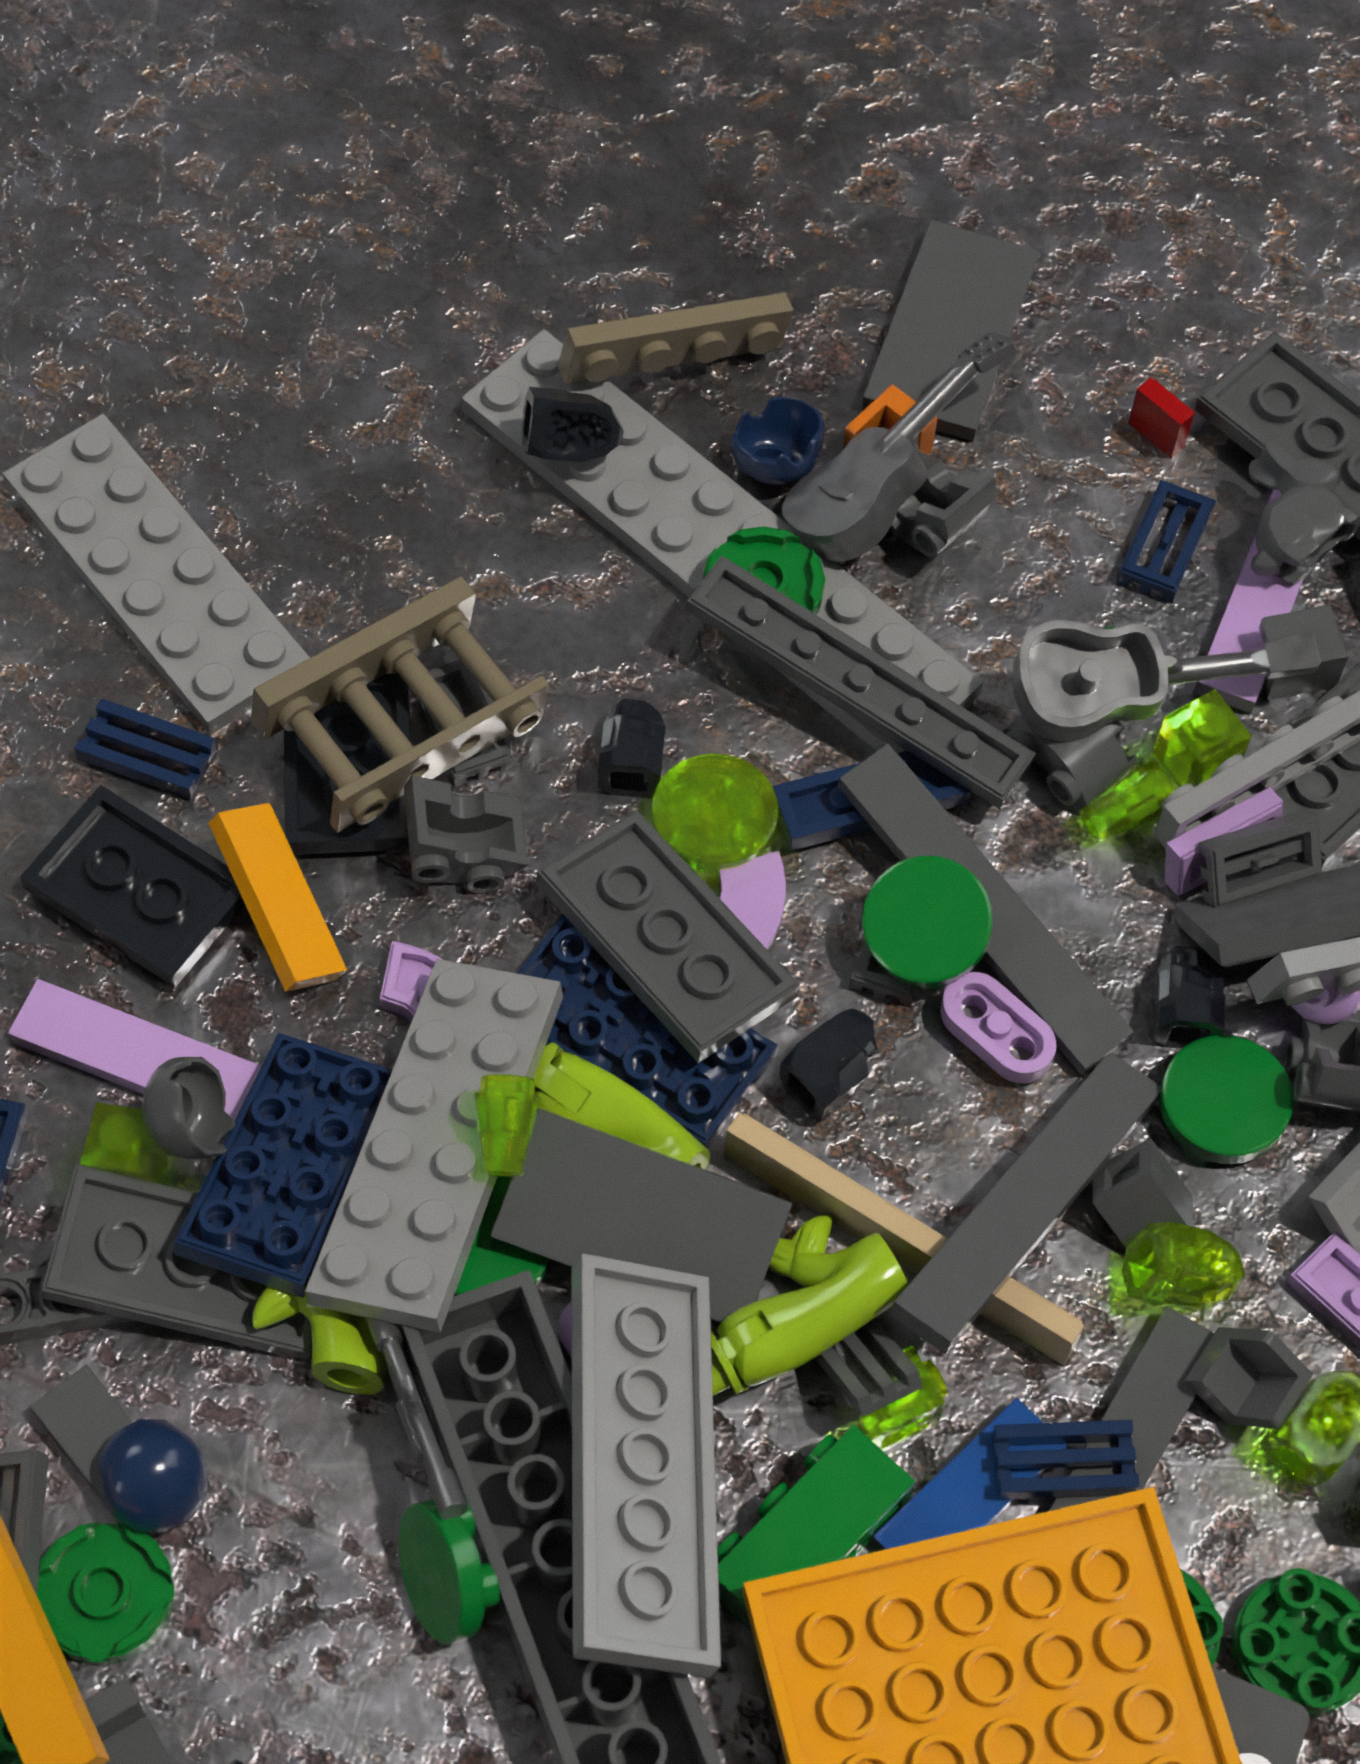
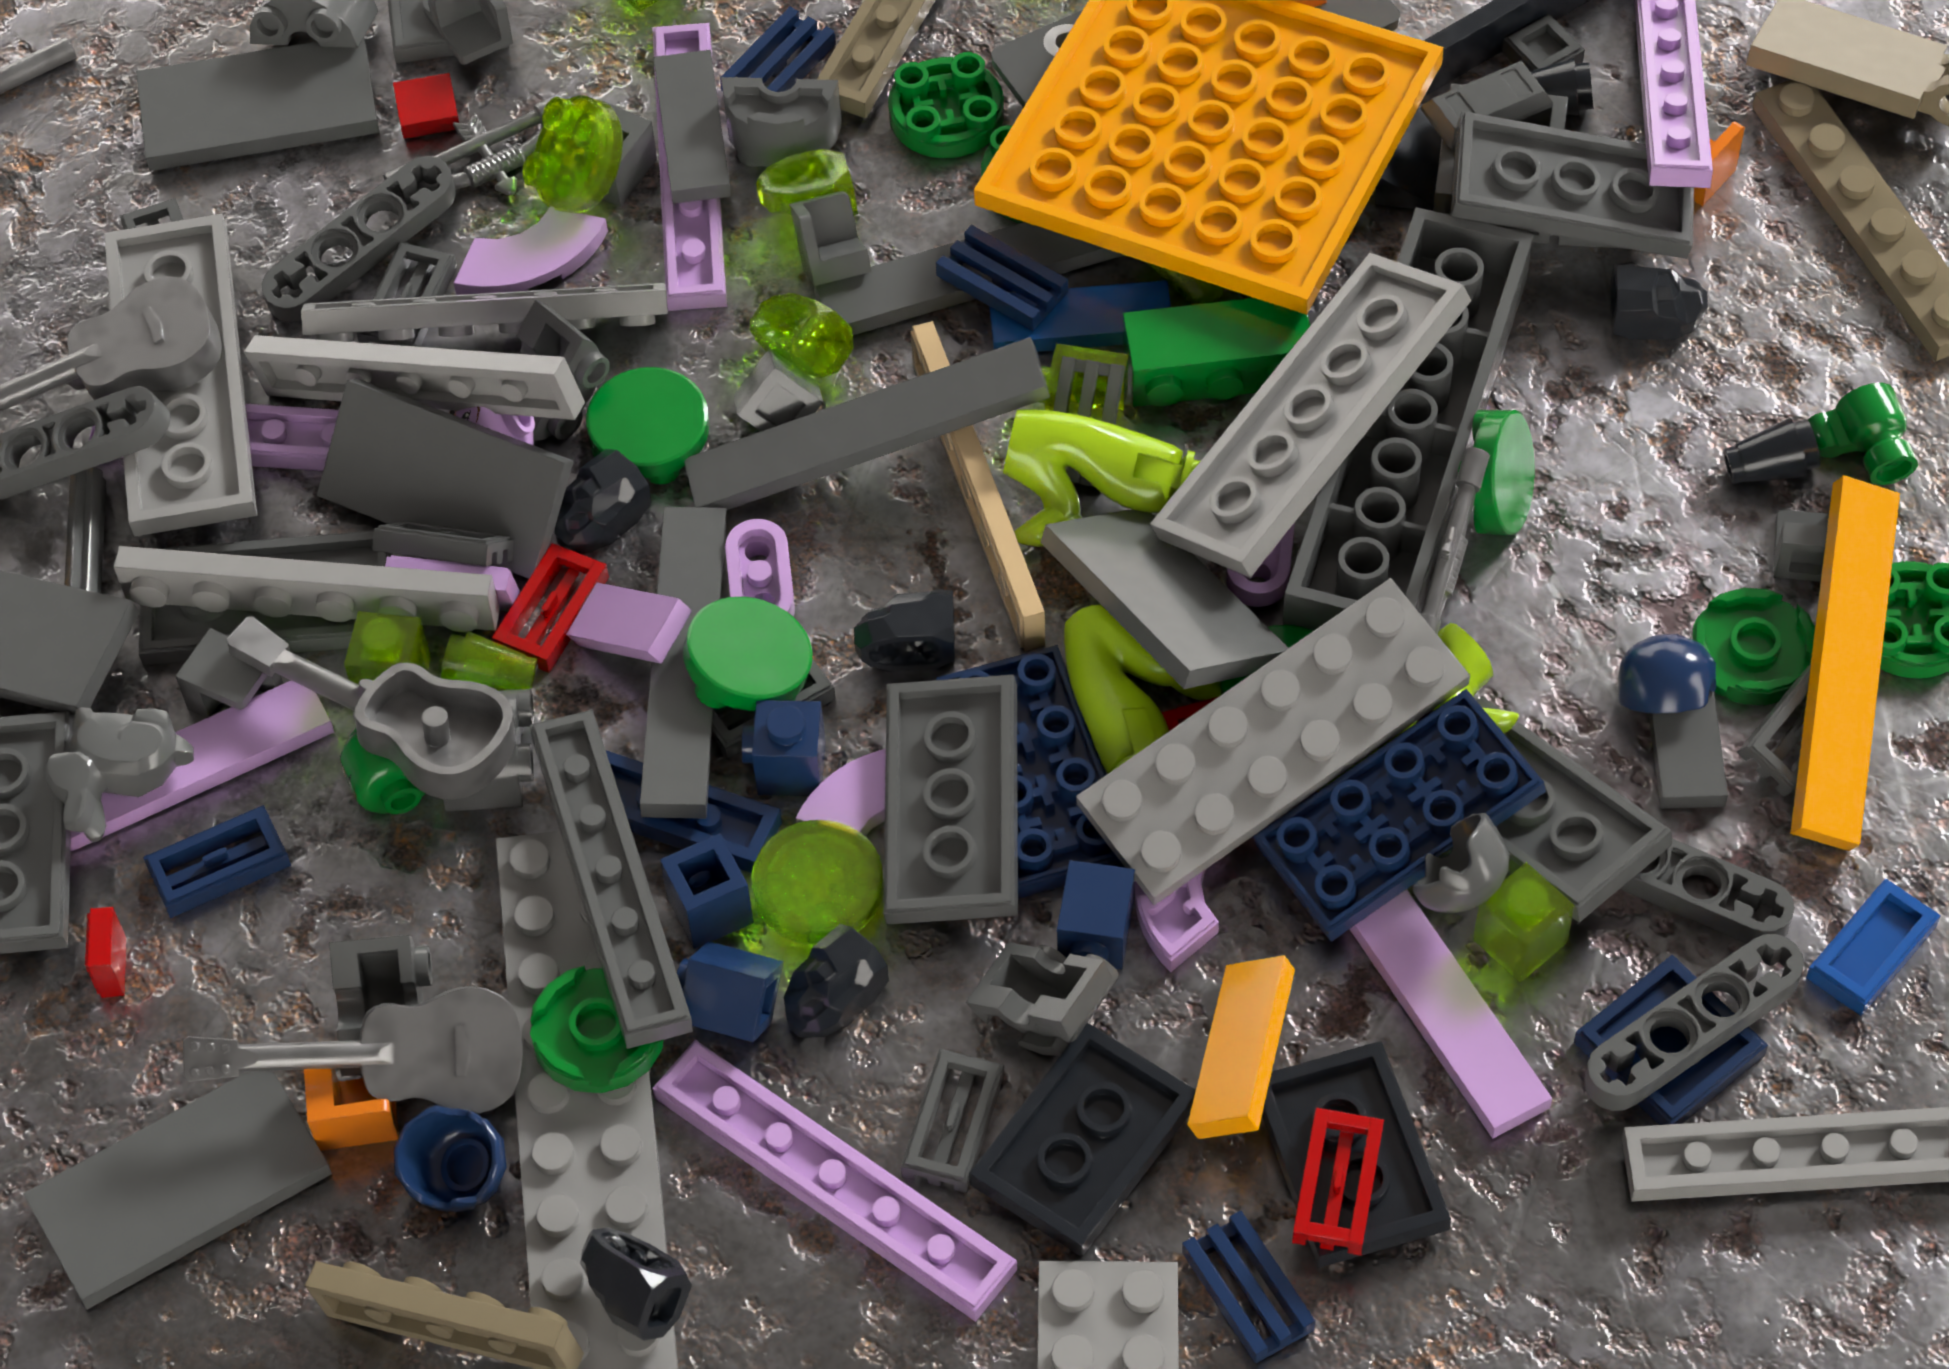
camera: 135 degrees left, 5 degrees down
(142, 878) = (1329, 1232): none -> red tile
(394, 647) = (1011, 1179): dark tan fence -> none
(477, 924) = (1096, 911): none -> dark blue brick
(505, 1122) = (1222, 675): clear neon green cone -> none
(547, 624) = (836, 1180): none -> lavender tile
(698, 676) = (730, 990): none -> dark blue brick
(783, 730) = (707, 891): none -> dark blue brick
(830, 889) = (786, 747): none -> dark blue brick
(1051, 896) = (629, 622): none -> lavender tile
(1151, 940) = (531, 595): none -> red tile

